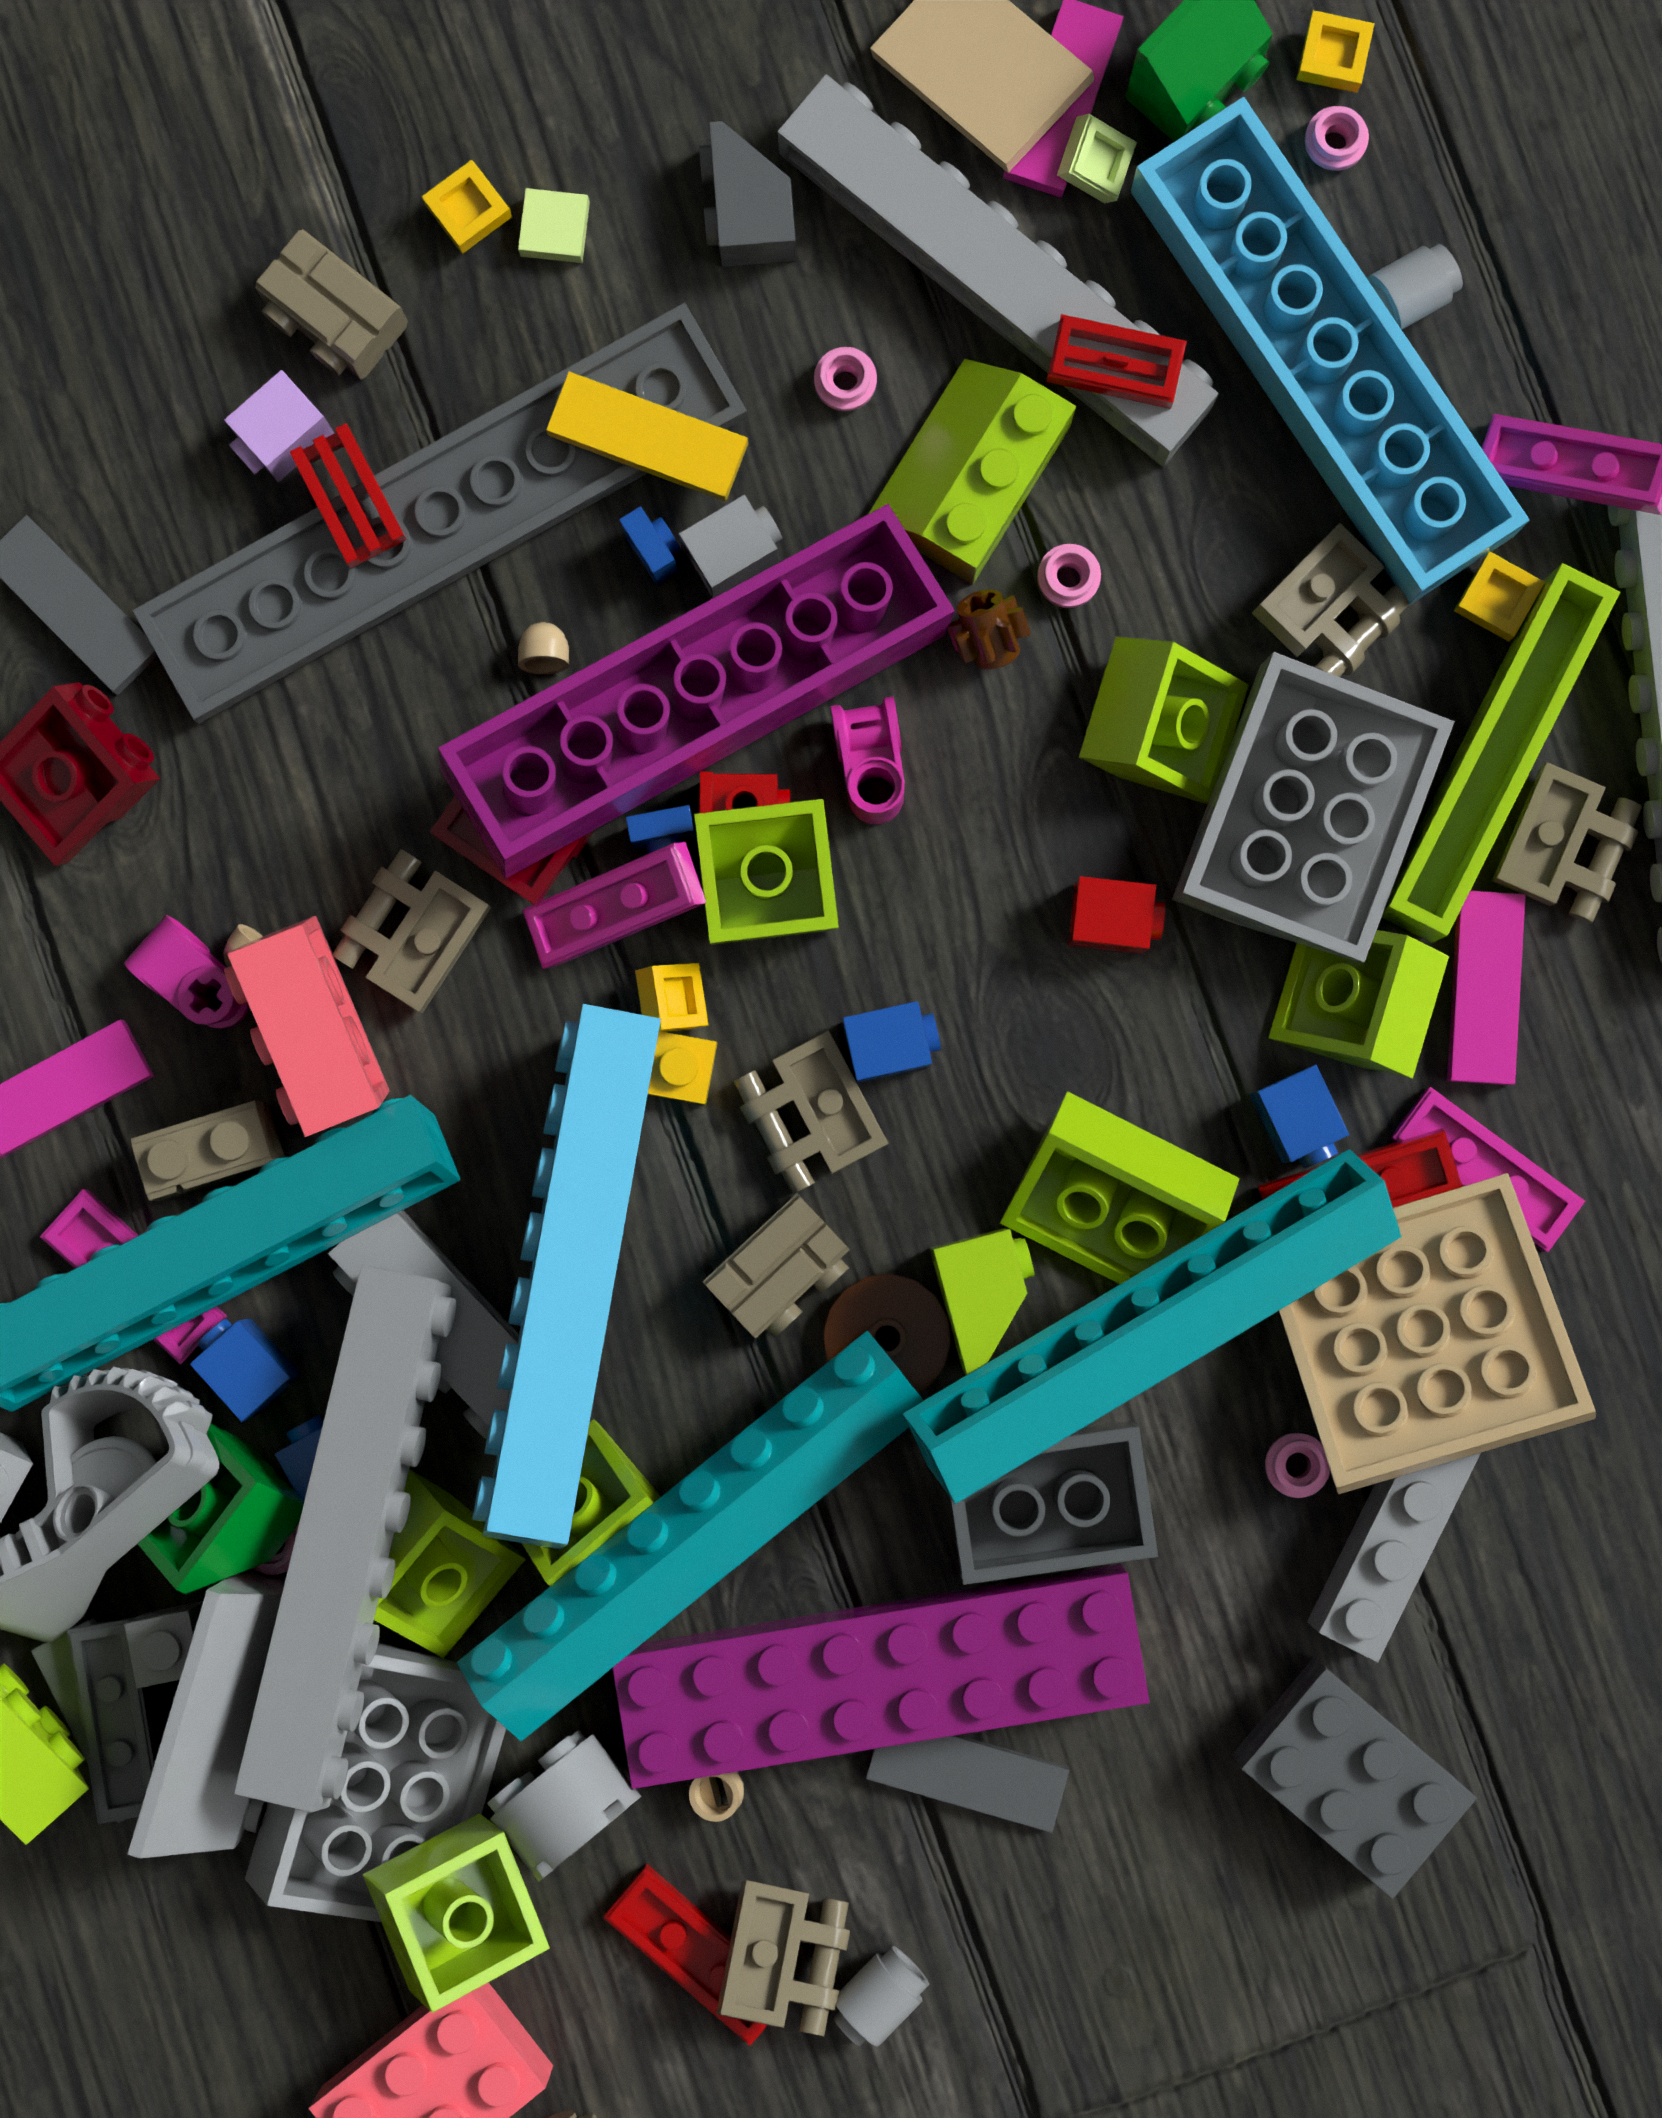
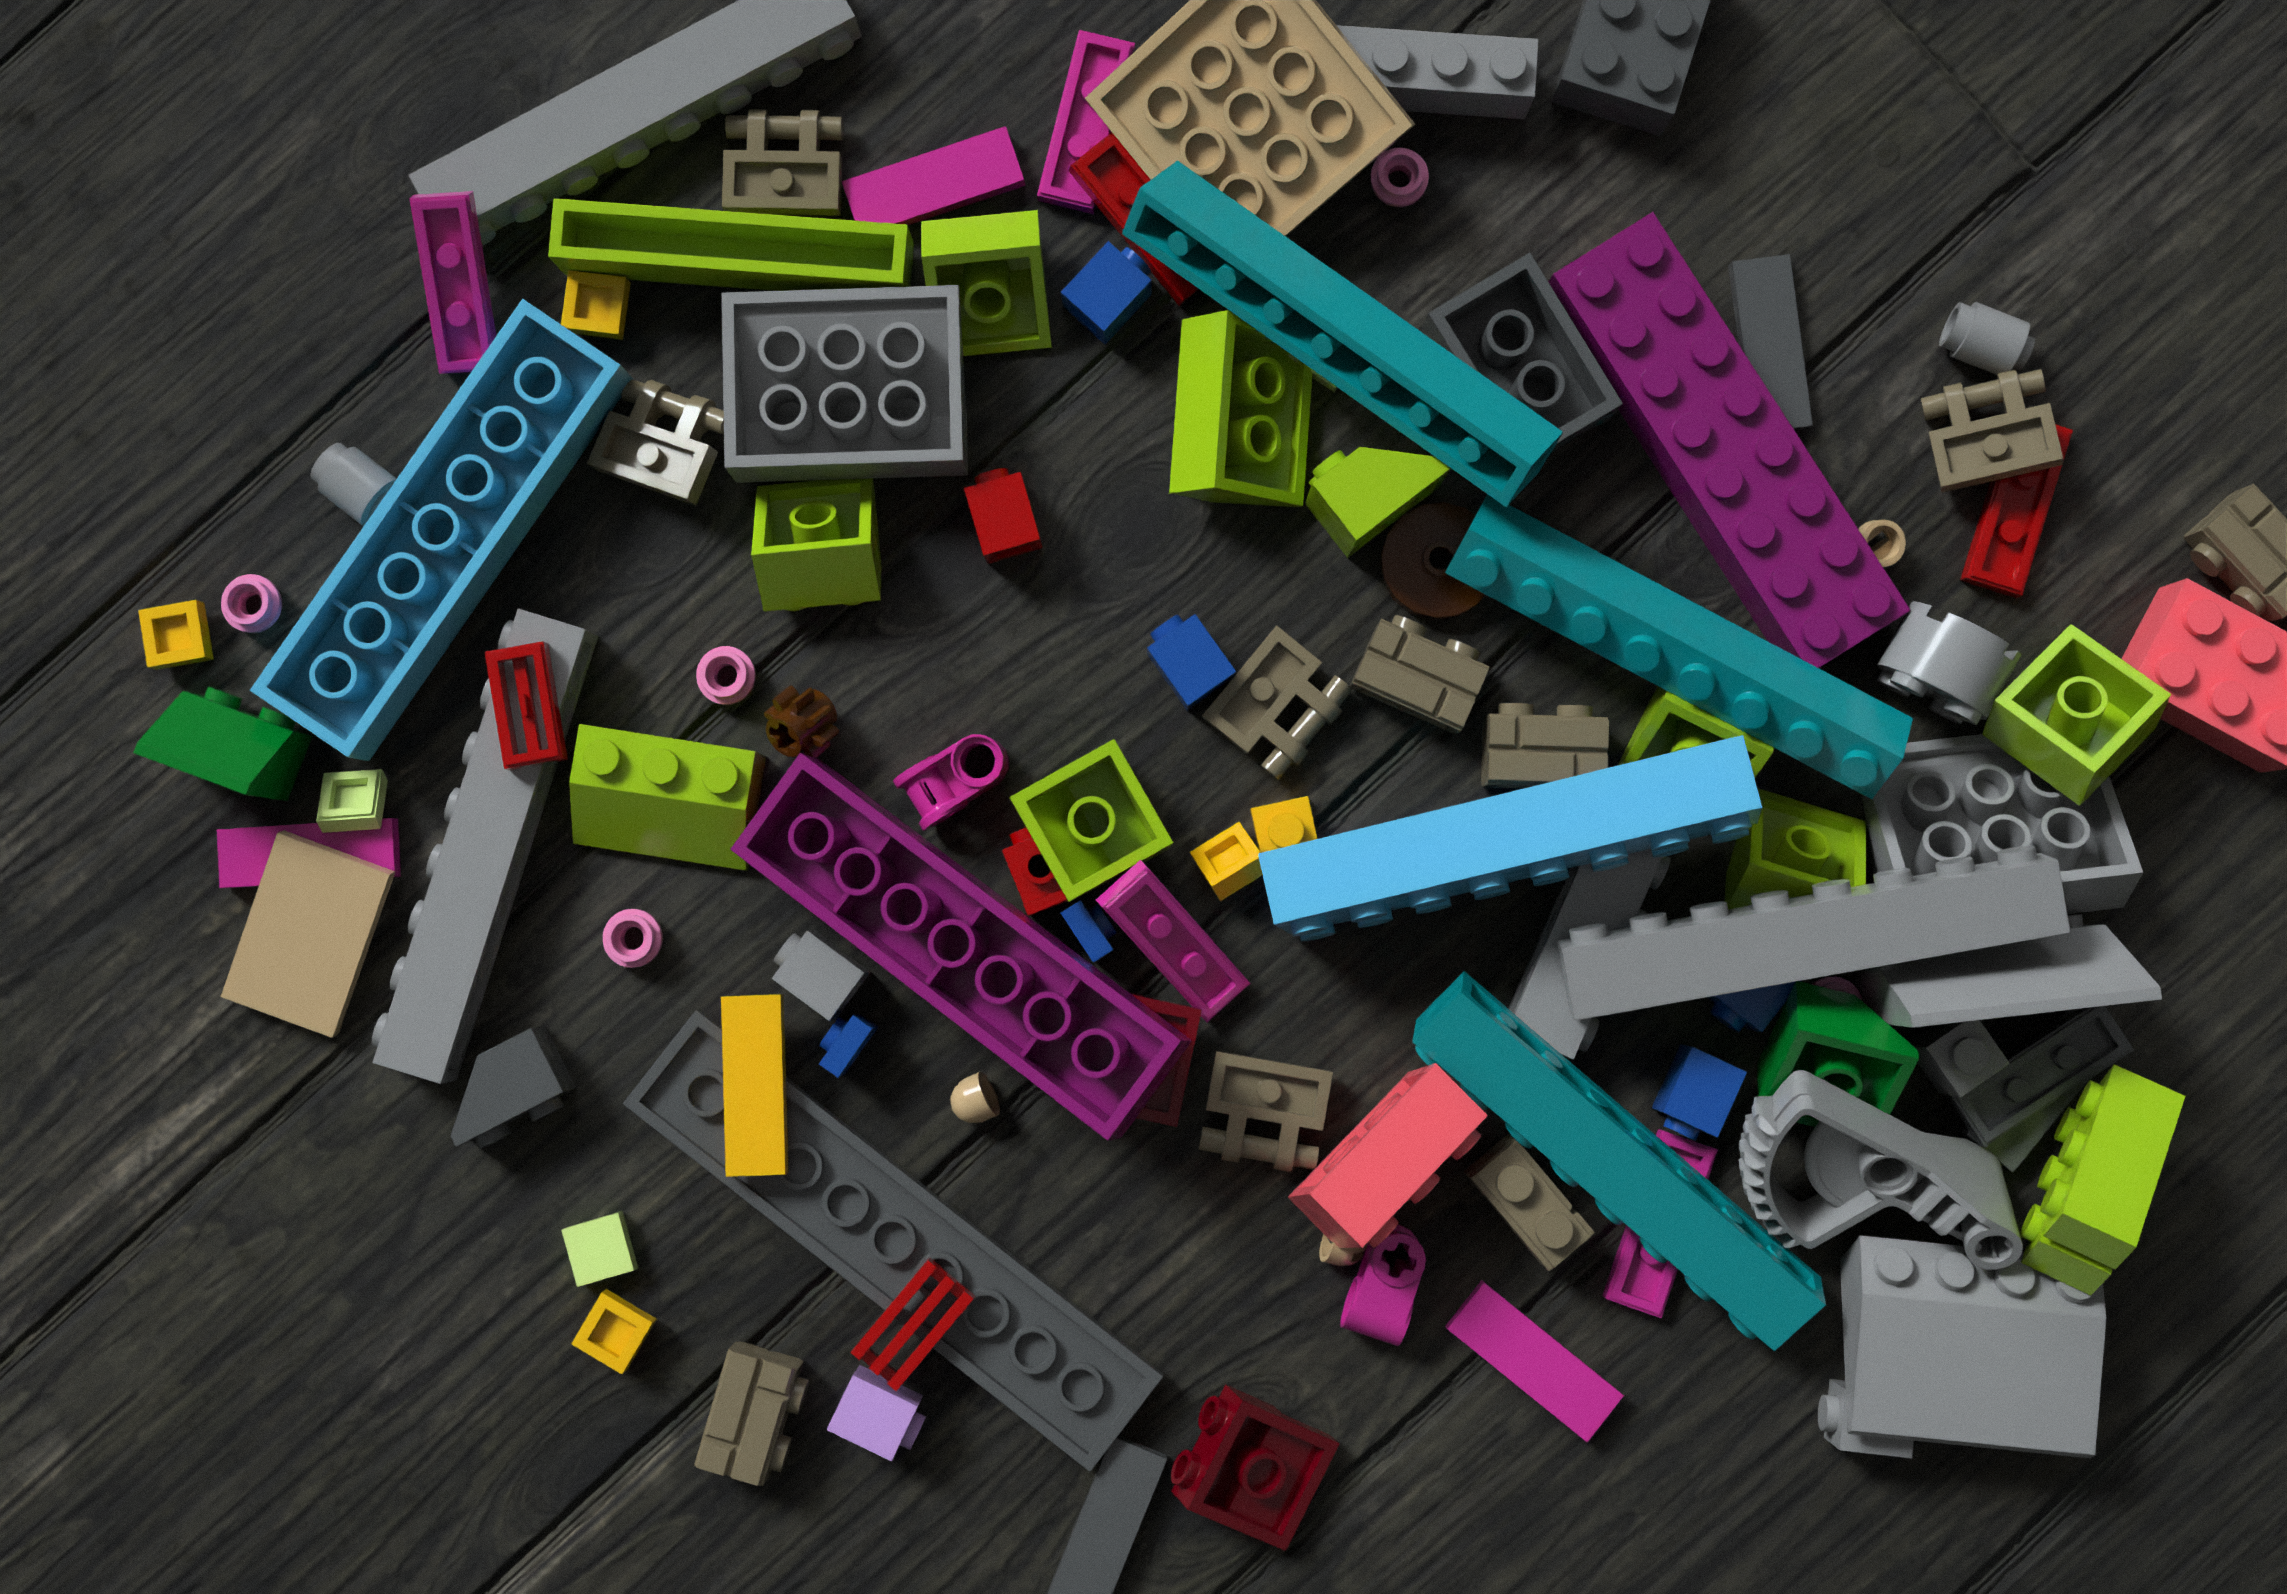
camera: 110 degrees left, 0 degrees up
(650, 1359) = (1541, 749): none -> dark tan brick

